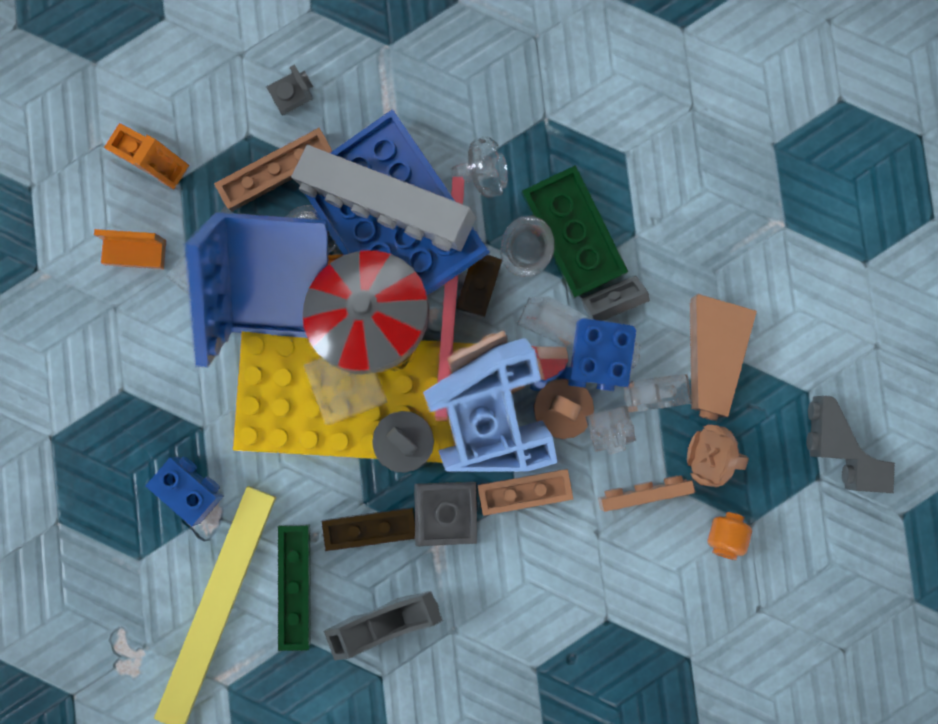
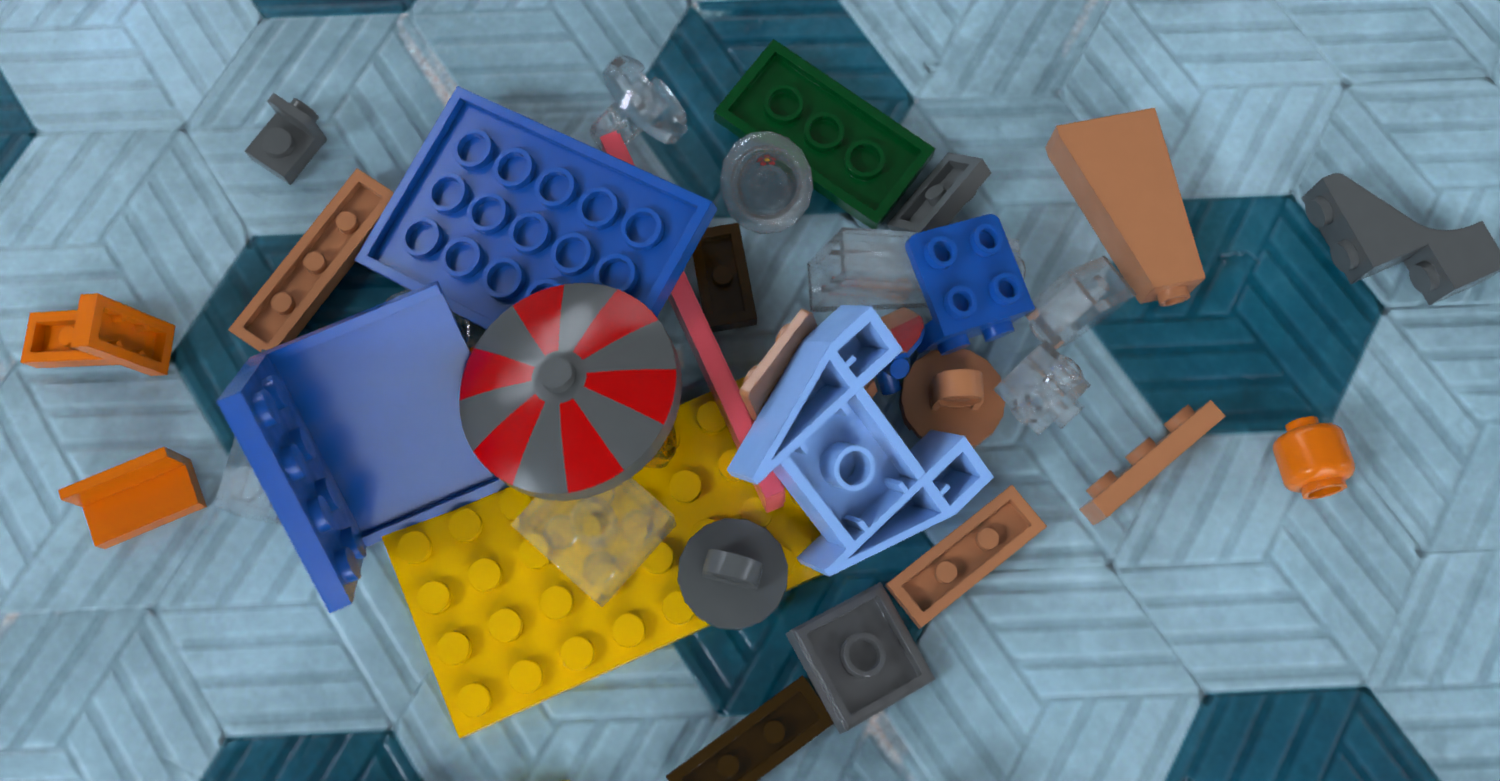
camera: 30 degrees left, 10 degrees down
(385, 198) = (511, 209): light grey brick -> none
(714, 456) = (1219, 347): nougat tile -> none

